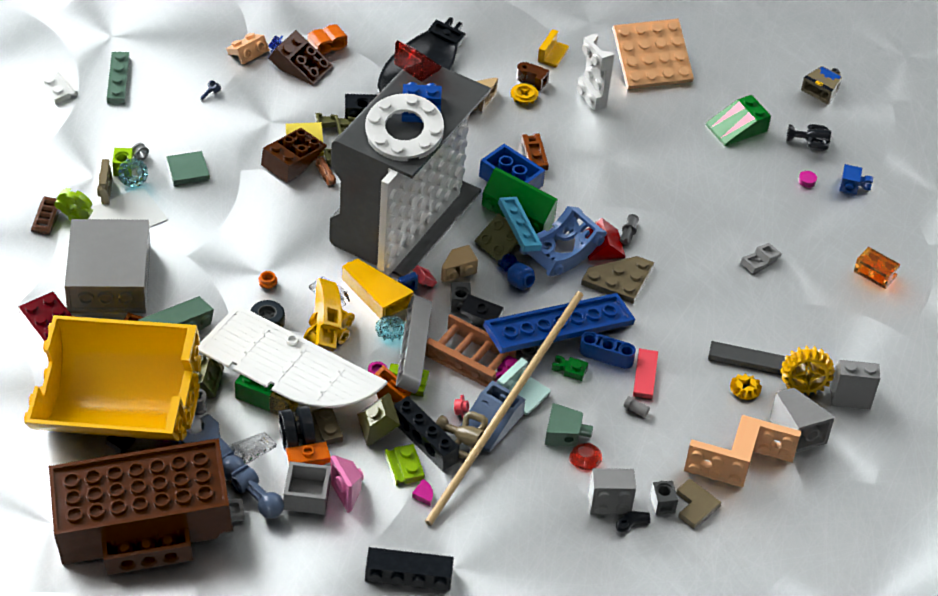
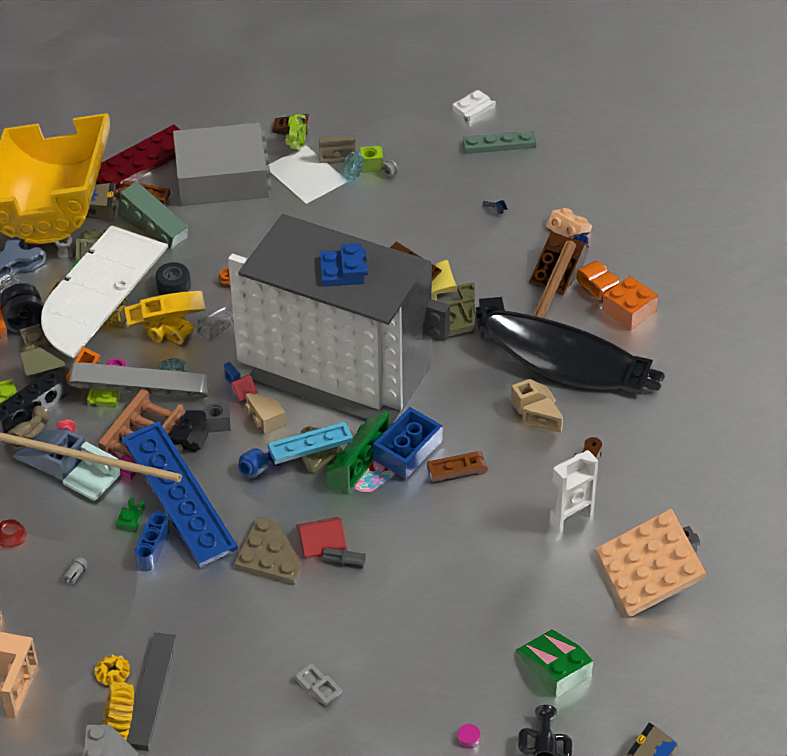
camera: 90 degrees right, 0 degrees up
(187, 168) = (377, 205): sand green tile -> none
(332, 60) = (555, 279): none -> medium nougat axle
(361, 24) = (630, 302): none -> orange brick
(376, 289) = (213, 354): yellow slope -> none
(404, 149) = (295, 274): white plate -> none
(414, 62) = (409, 253): clear red slope -> none
(525, 89) = (556, 446): yellow gear -> none
(551, 51) = (643, 473): yellow panel -> none
(556, 262) = (330, 490): medium blue fence -> none
(566, 427) = (43, 510): sand green torso -> none
(645, 373) = (126, 579): coral tile -> none
(801, 413) = (47, 706): light grey slope -> none

